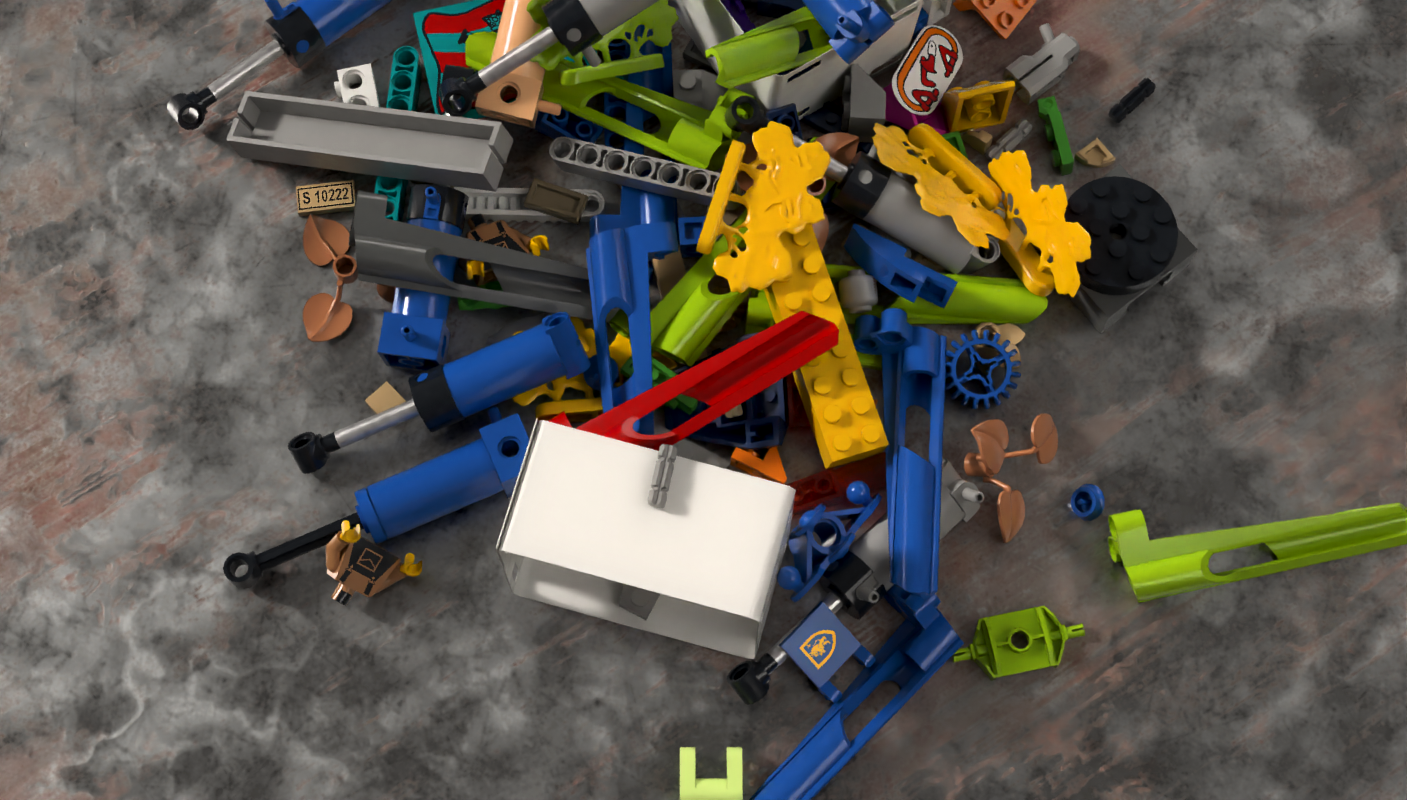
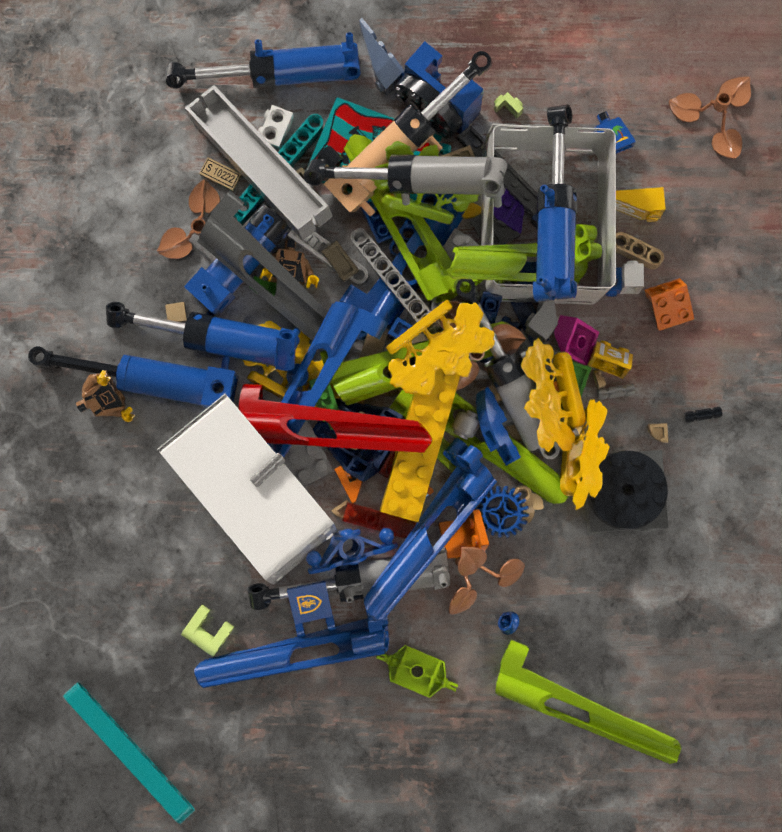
camera: 35 degrees right, 10 degrees up
(678, 44) = (472, 211): none -> yellow tile
(927, 70) = (598, 321): sticker -> none
(960, 416) = (470, 534): none -> orange bracket
(1045, 67) = (667, 363): light grey piece -> none
(1056, 133) = (645, 404): bright green hinge -> none

